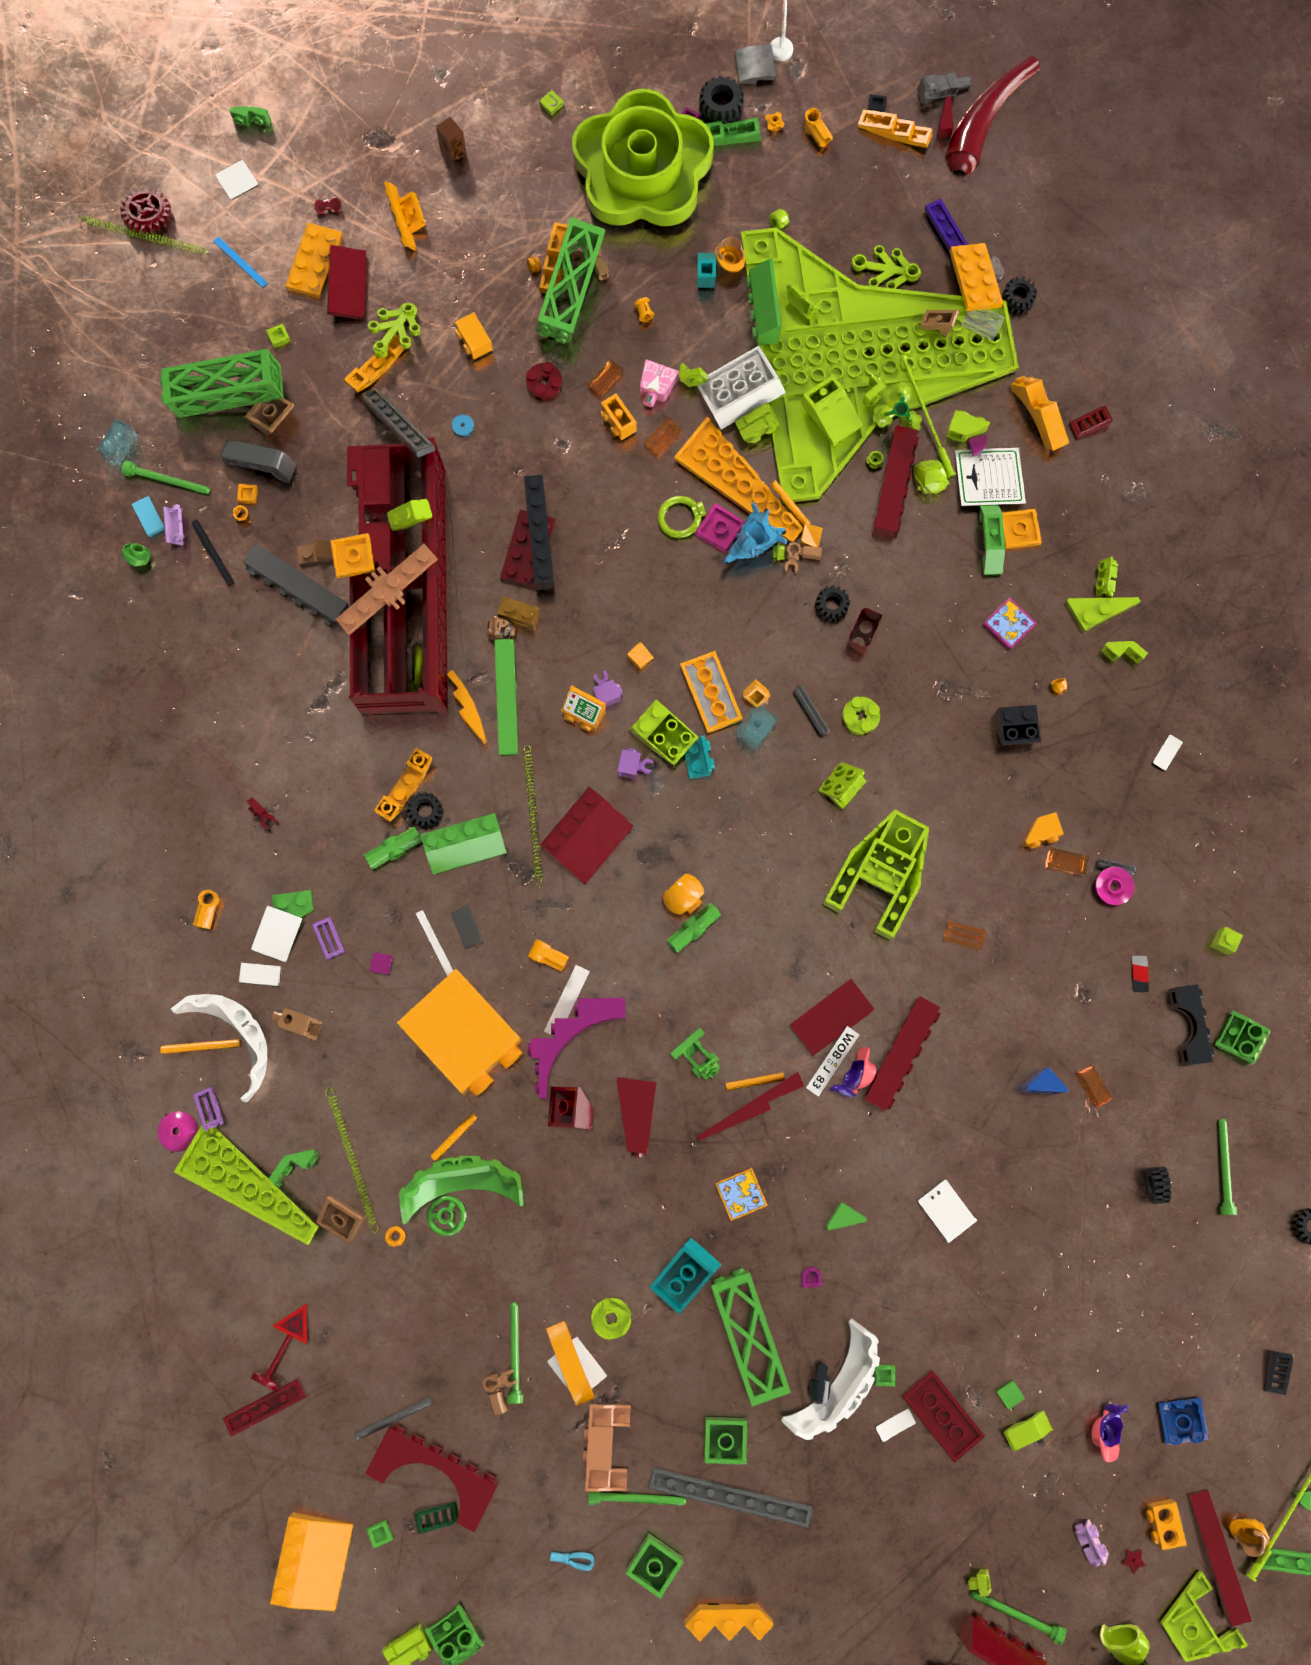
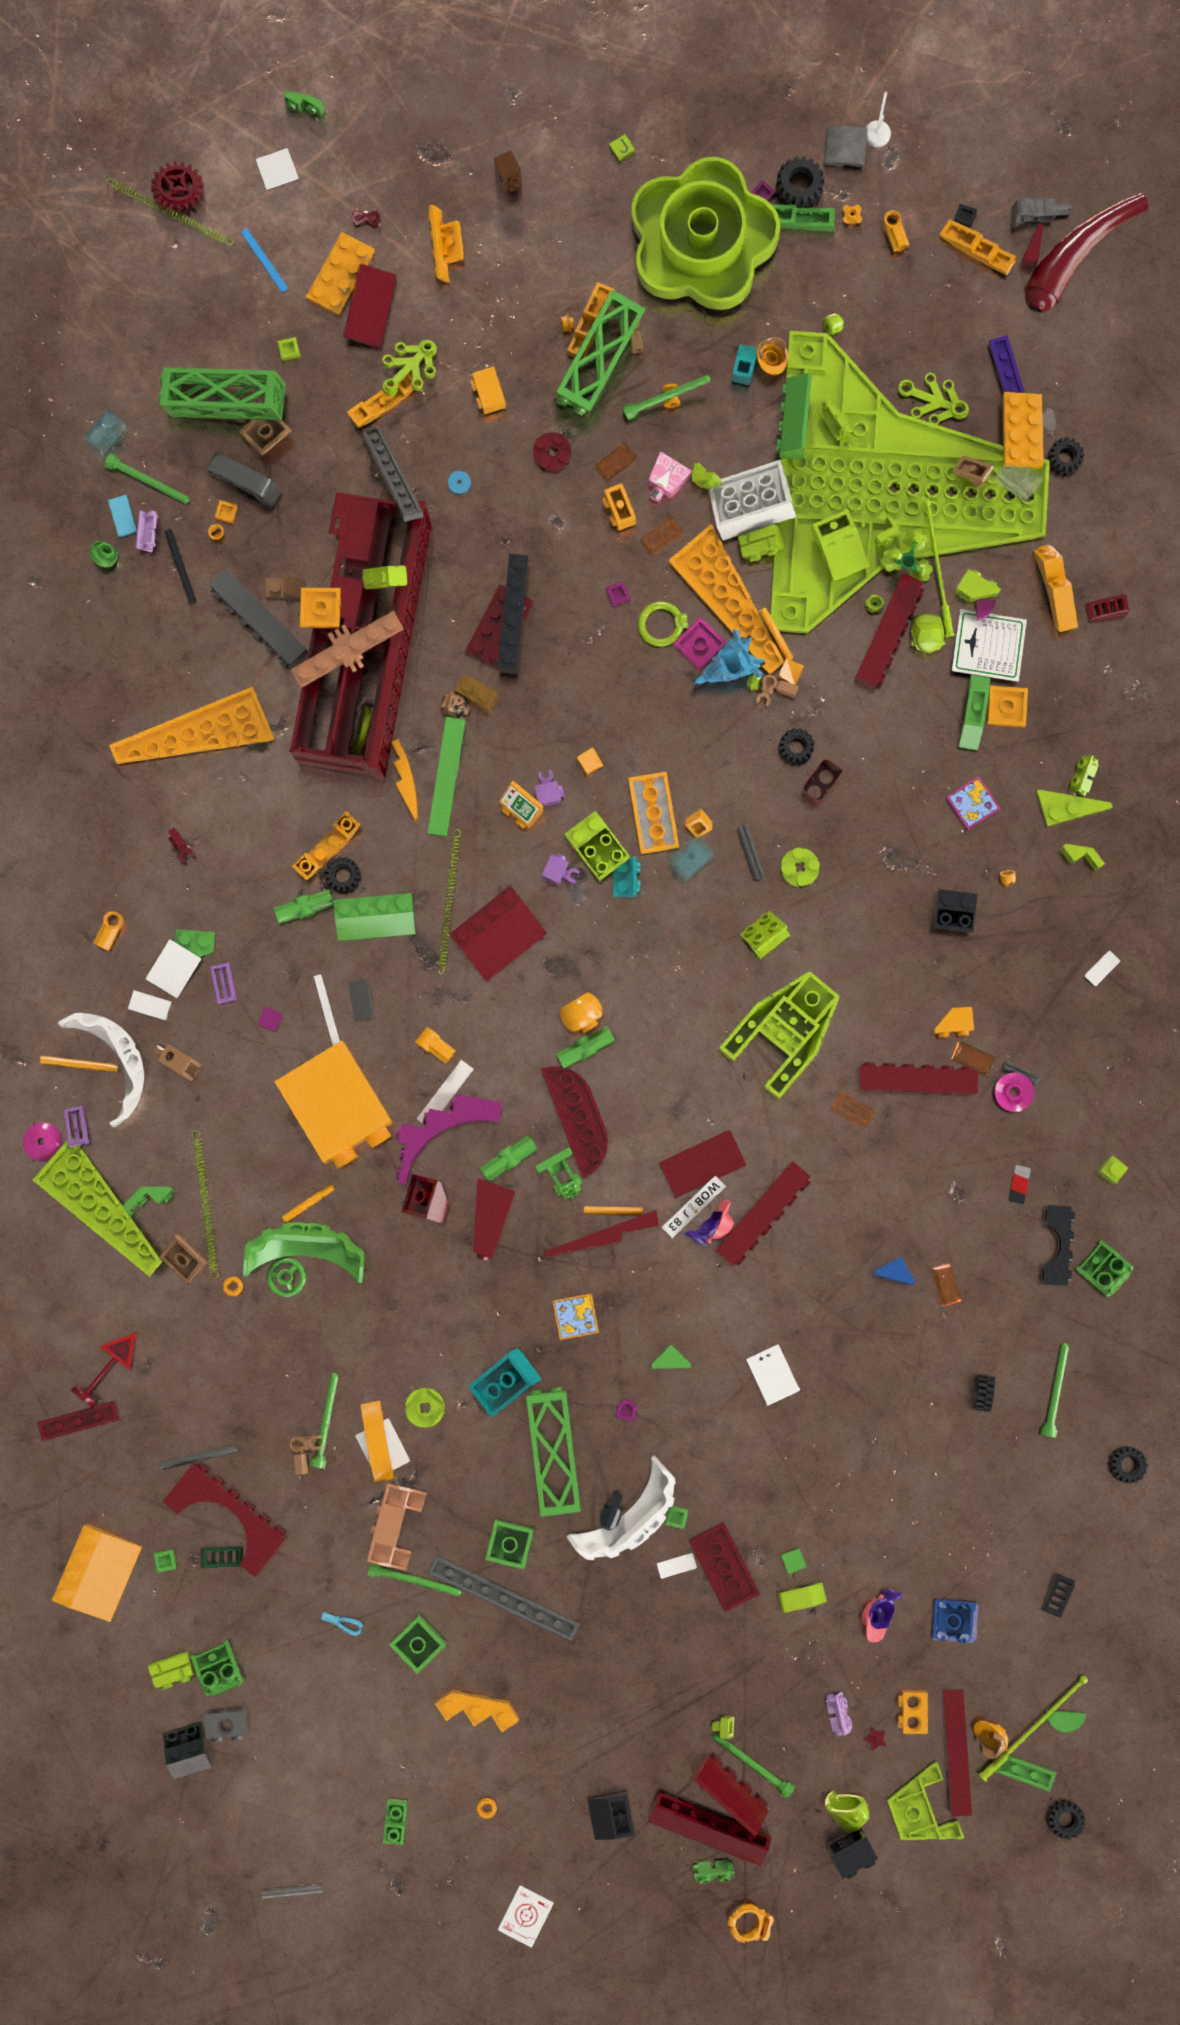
camera: 15 degrees right, 5 degrees up
(275, 693) = (218, 725): none -> light orange wing
(611, 329) = (632, 410): none -> bright green piece
(633, 497) = (617, 593): none -> magenta tile
(642, 1051) = (508, 1158): none -> bright green piece
(701, 996) = (578, 1117): none -> dark red plate
(1020, 893) = (918, 1080): none -> dark red brick

